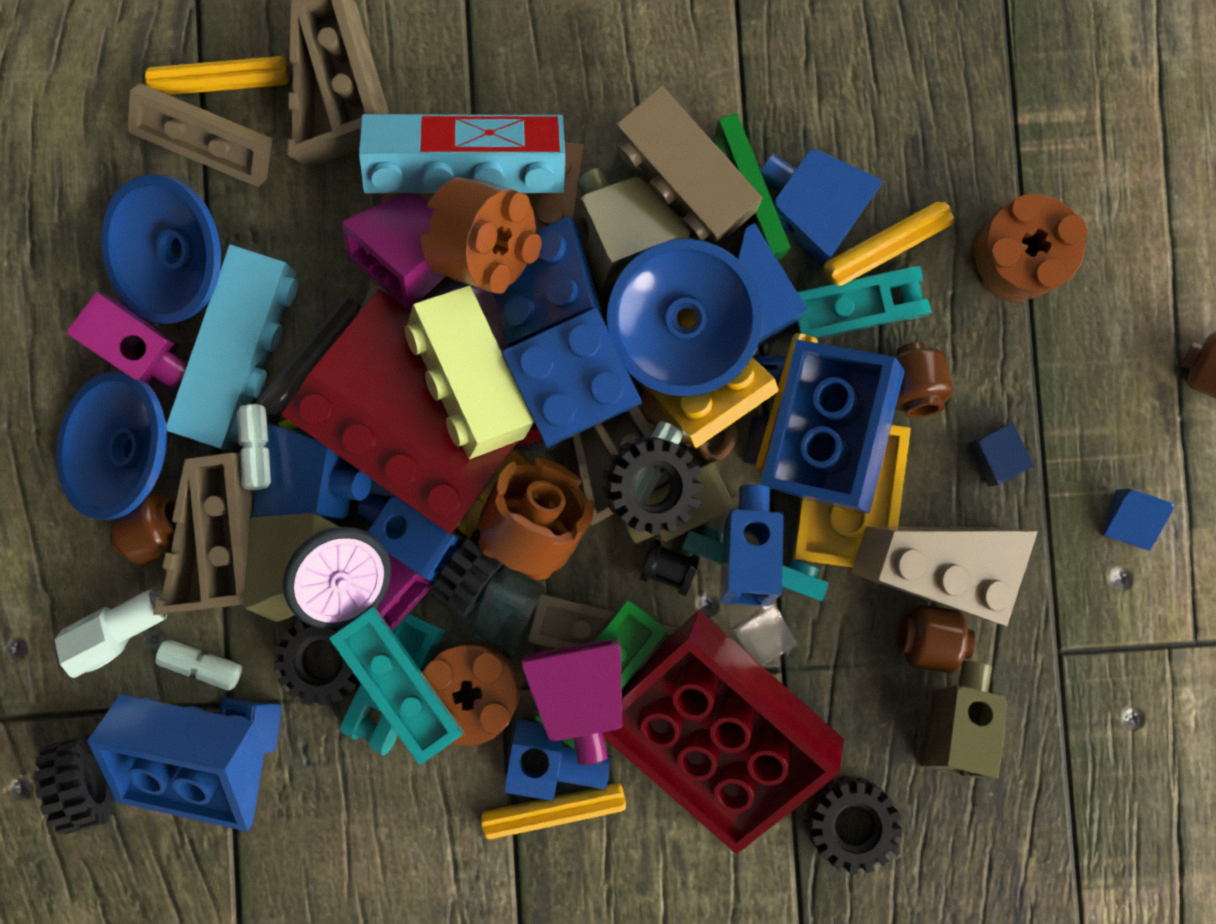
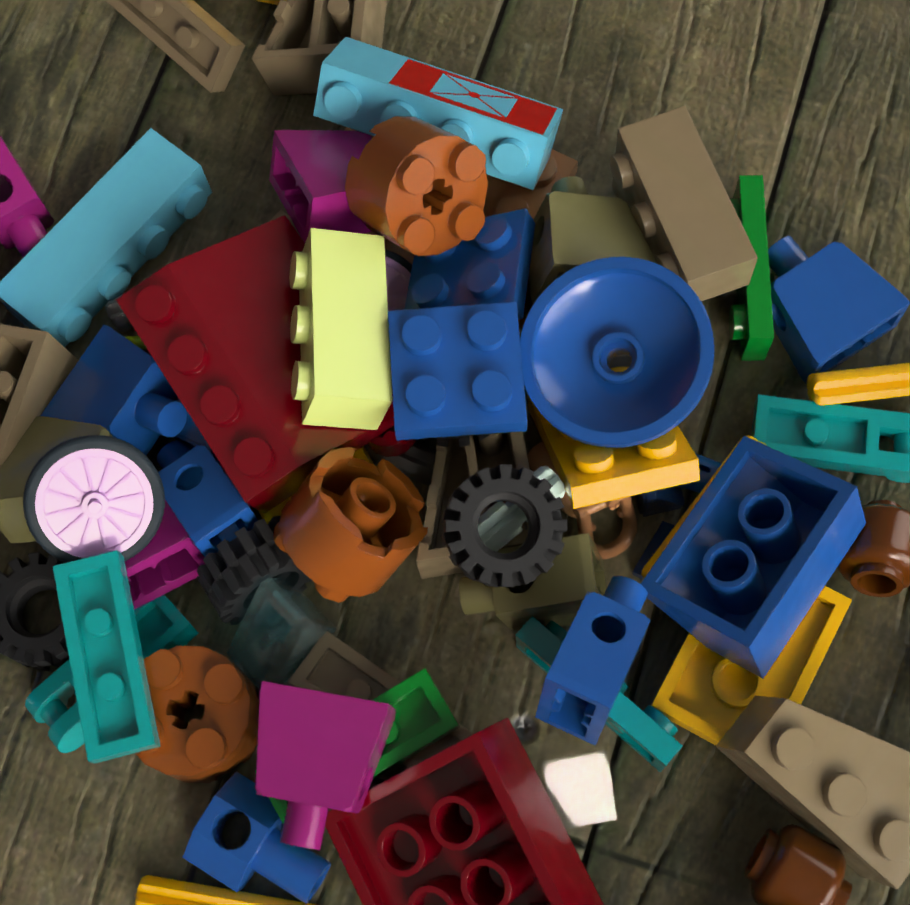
camera: 30 degrees right, 15 degrees down
(160, 249) = (79, 111): blue dish -> none
(253, 456) = (75, 339): light aqua piece -> none
(669, 567) = (493, 659): black bush -> none
(779, 298) = (736, 383): blue slope -> none

